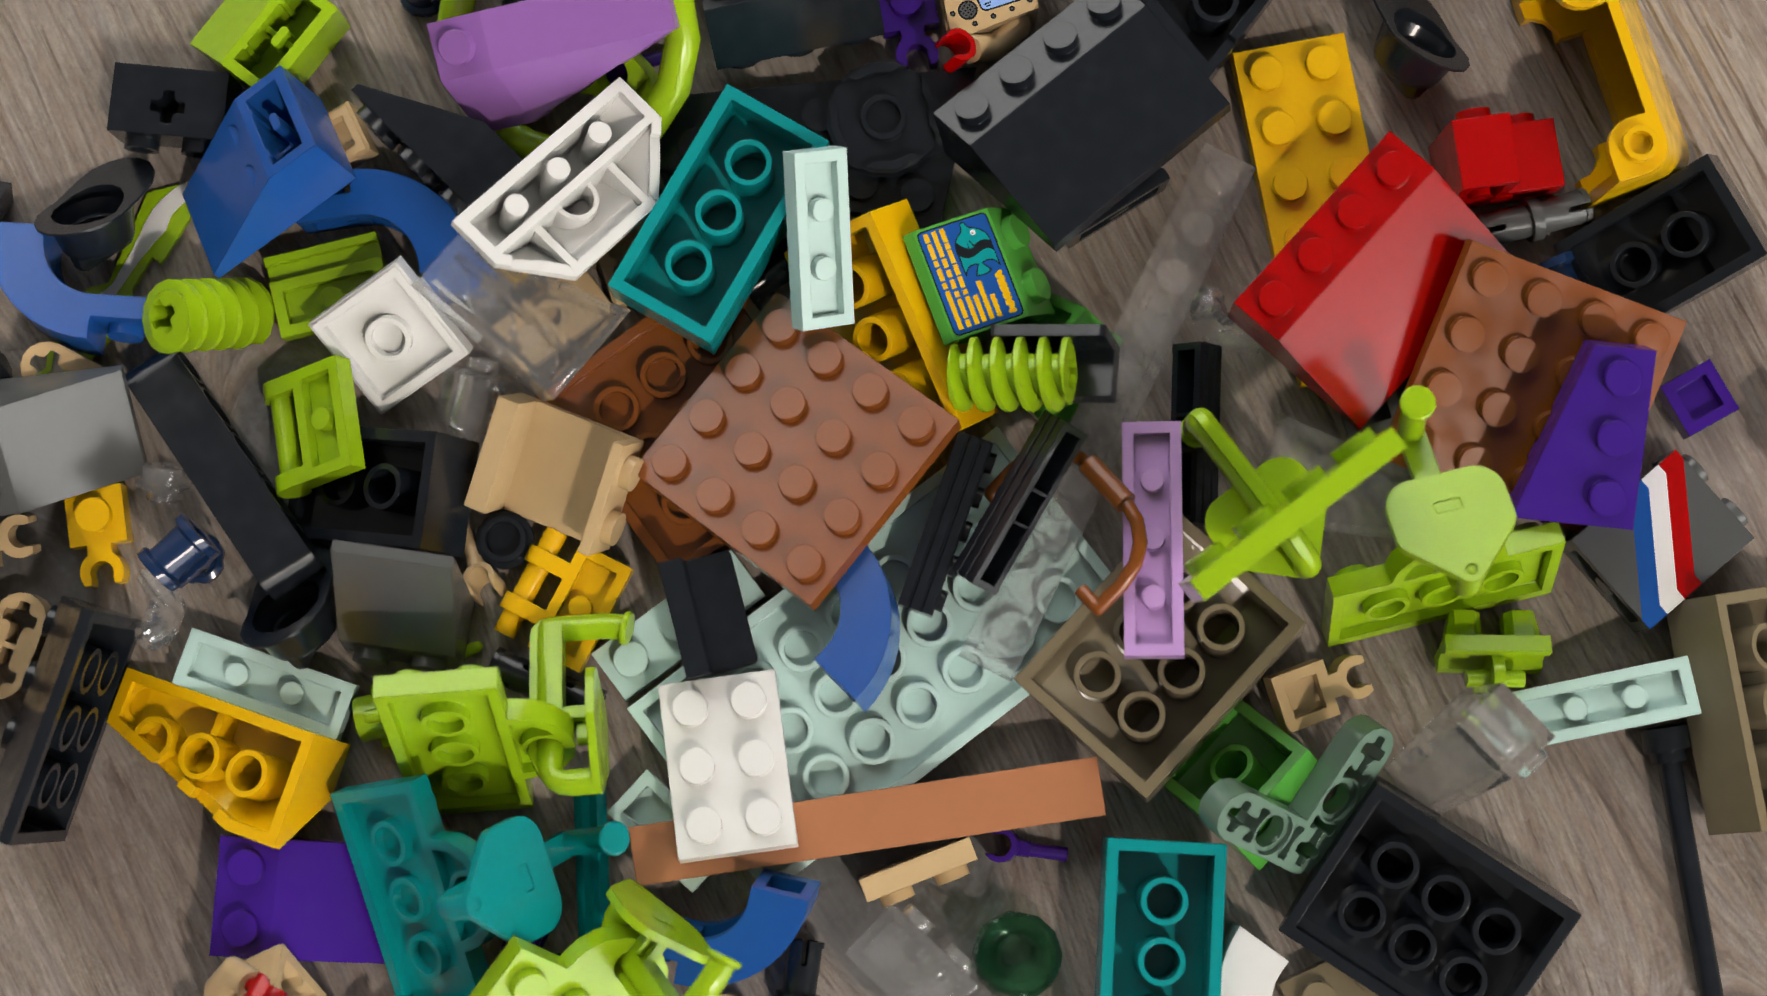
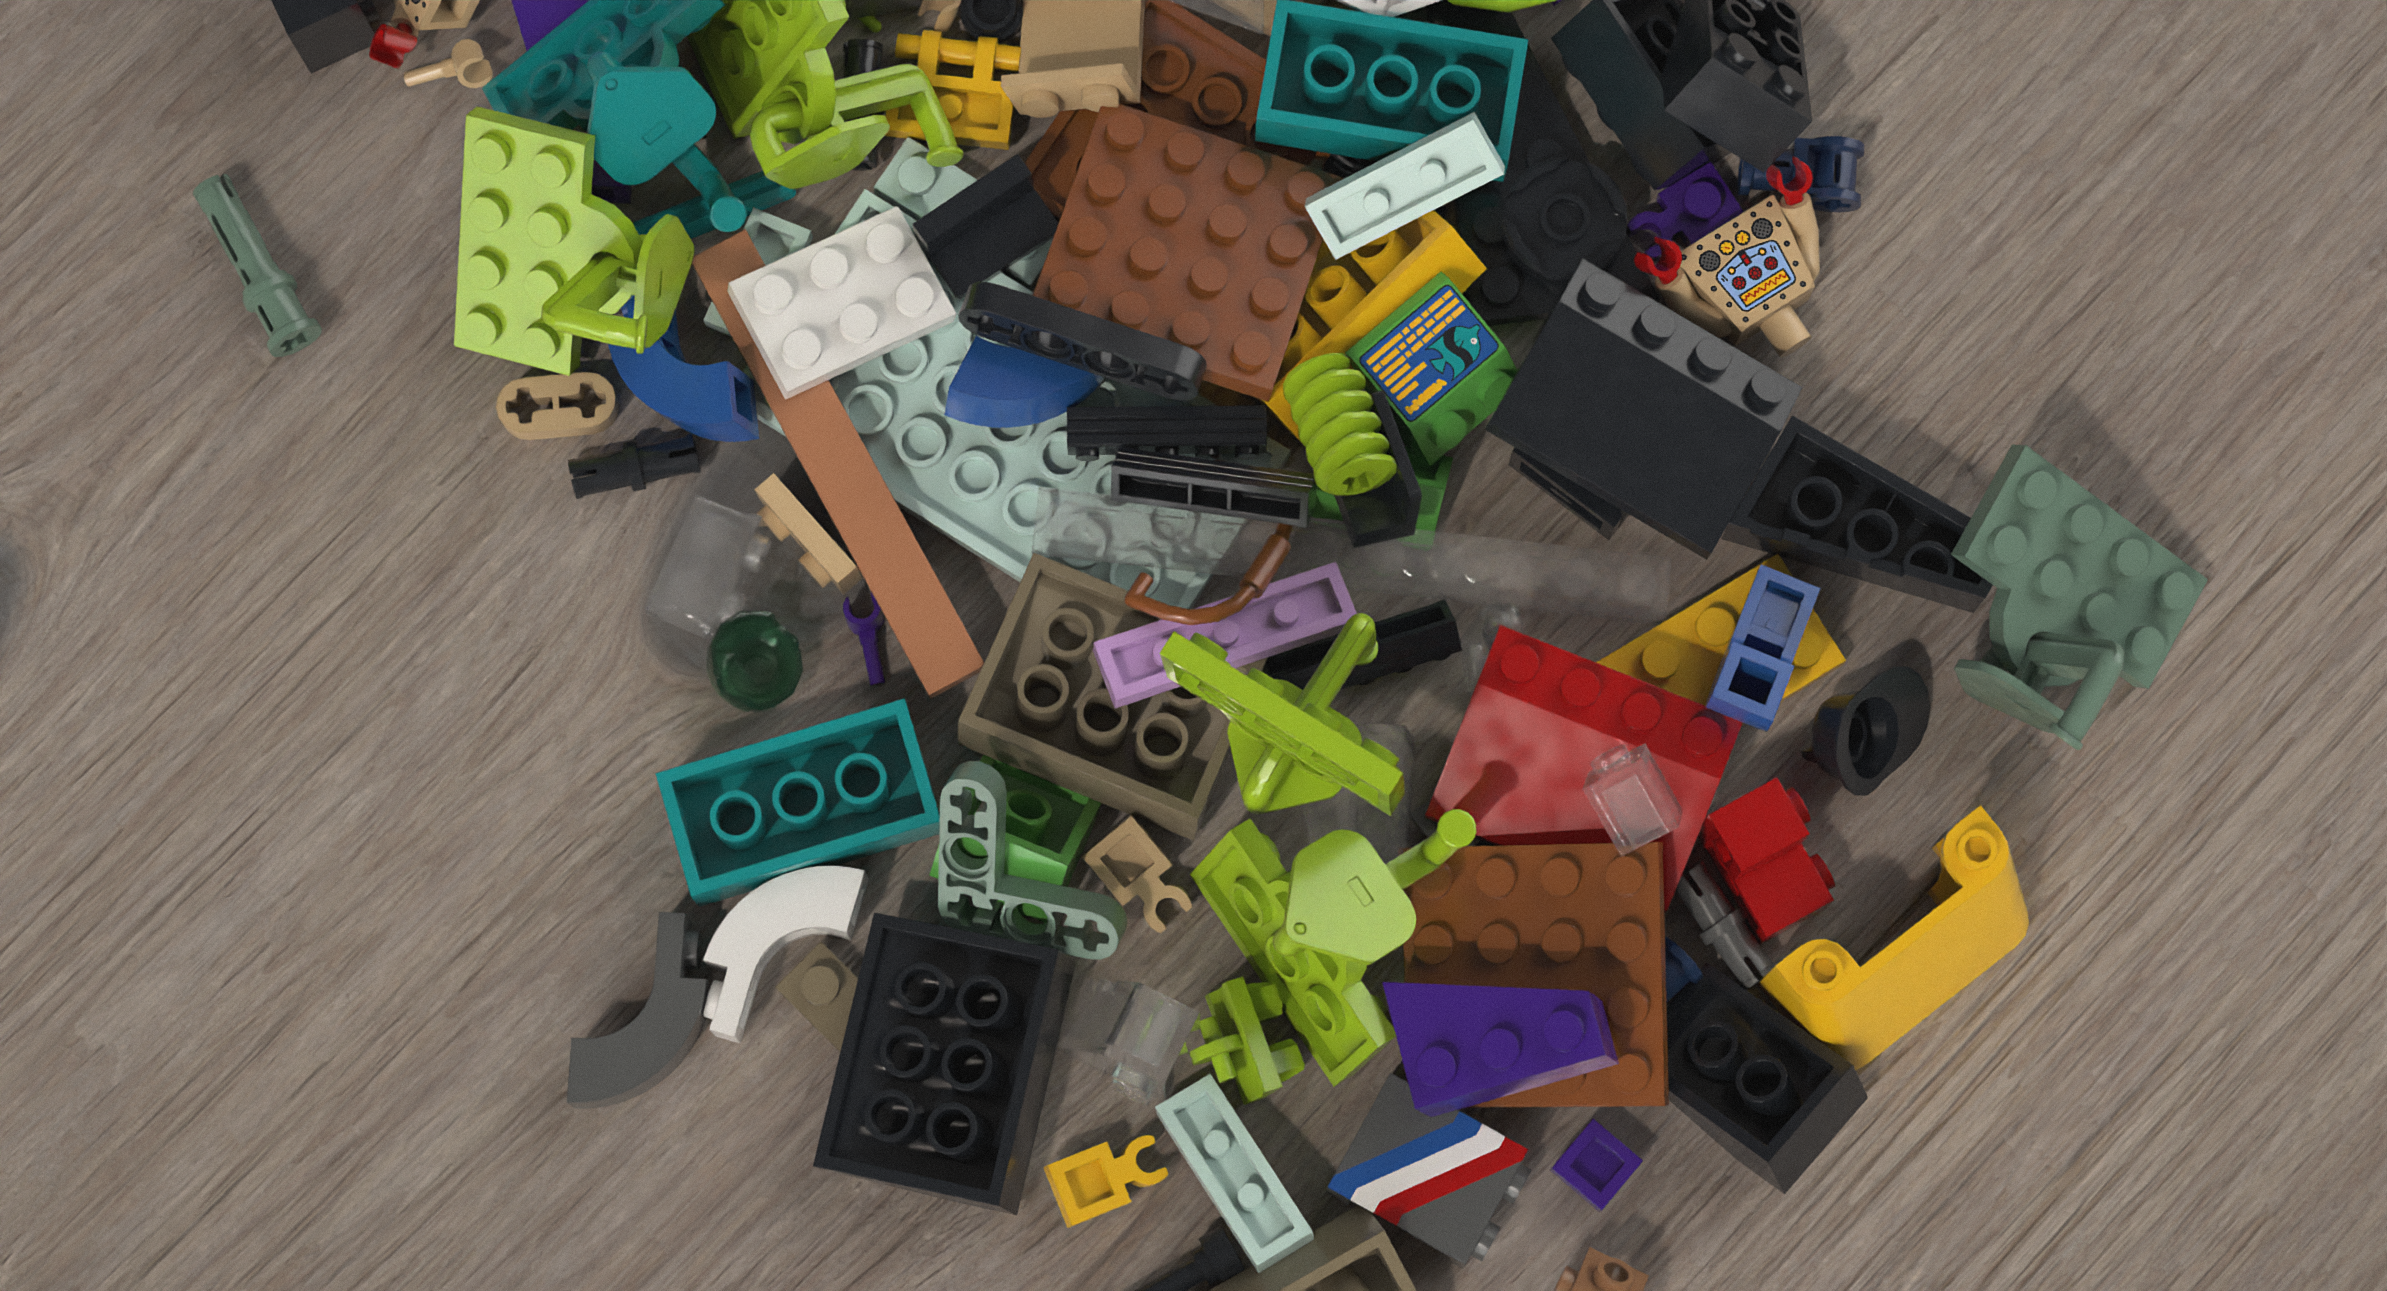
camera: 70 degrees right, 5 degrees down
(857, 568) = (1082, 341): none -> black beam
(1330, 101) = (1762, 648): none -> blue arch
(1429, 247) = (1631, 797): none -> clear brick
(1566, 824) = (1096, 1182): none -> yellow plate

